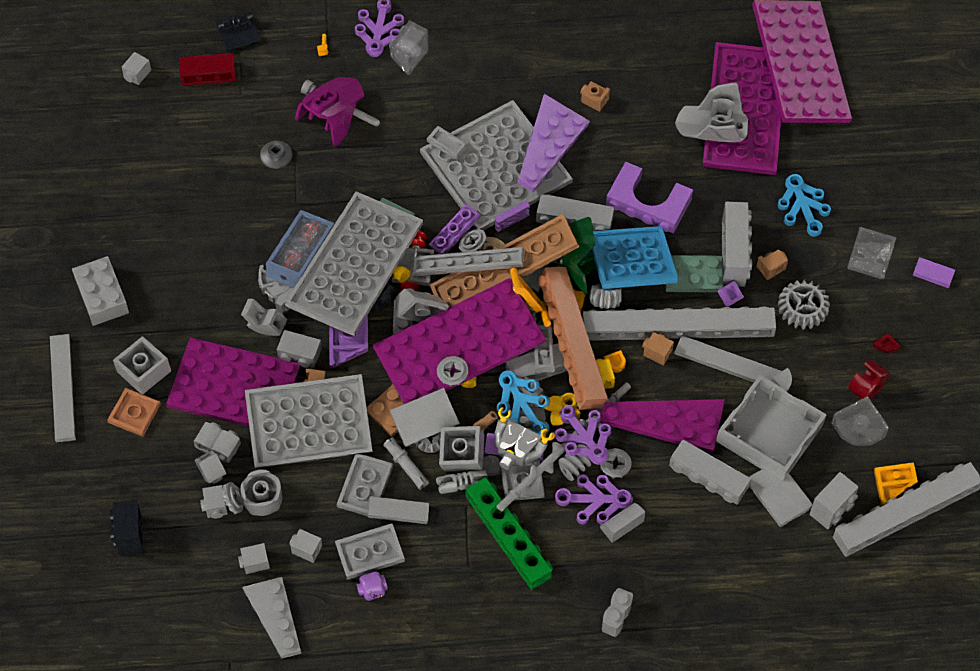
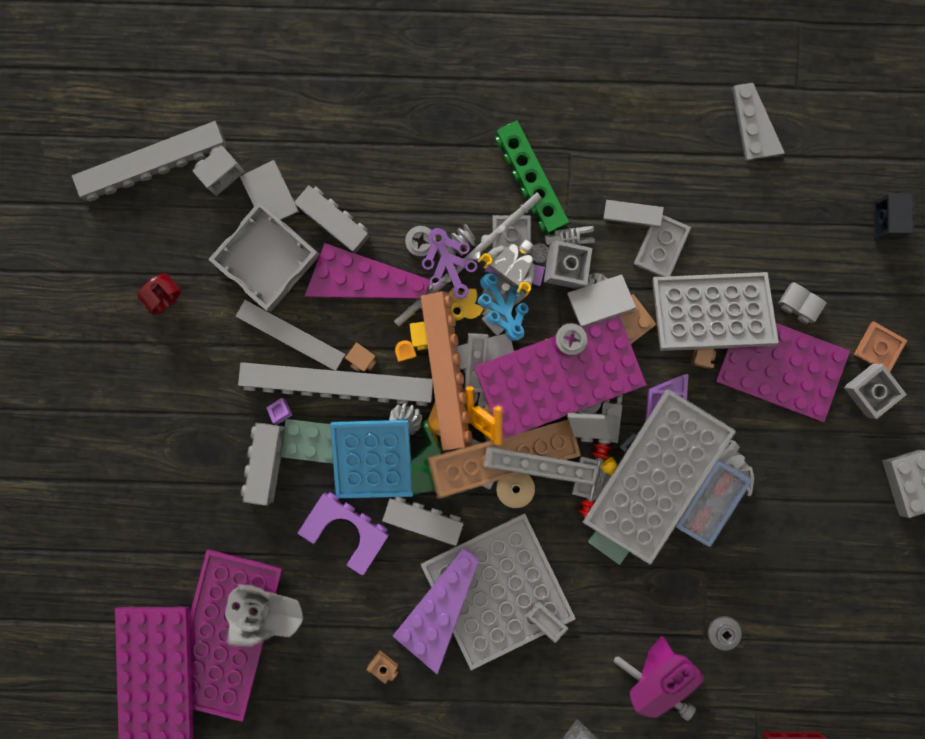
camera: 175 degrees left, 25 degrees up
(210, 467) = (811, 274): light grey brick -> none
(213, 502) = (807, 240): light grey brick -> none
(233, 497) = (785, 240): light grey gear -> none
(254, 558) = (772, 178): light grey brick -> none
(257, 502) = (768, 232): light grey brick -> none
(263, 320) = (752, 432): light grey brick -> none
(299, 349) = (717, 395): light grey brick -> none
(305, 545) = (723, 186): light grey brick -> none
(369, 551) = (663, 175): light grey plate -> none
(372, 586) = (664, 140): medium lavender head -> none
(400, 456) = (621, 262): light grey pin -> none
(462, 222) = (540, 523): medium lavender tile -> none
(478, 236) = (537, 503): light grey gear -> none
(486, 421) = (541, 297): medium nougat arm -> none
(512, 216) = (488, 526): medium lavender tile -> none
(597, 498) = (443, 206): medium lavender plant -> none
(617, 612) = (437, 91): light grey brick -> none
(623, 522) = (422, 178): light grey brick -> none
(772, 263) = (229, 441): medium nougat brick -> none
(783, 379) = (243, 307): light grey tile -> none
(803, 202) = (186, 511): dark azure plant -> none
(806, 314) = (201, 396): light grey gear -> none
(860, 423) = (177, 249): clear slope -> none
(871, 253) = (127, 439): clear slope -> none
(886, 344) = (134, 341): dark red tile -> none
(894, 480) = (157, 193): light orange wing -> none
(933, 272) = (69, 415): medium lavender tile -> none

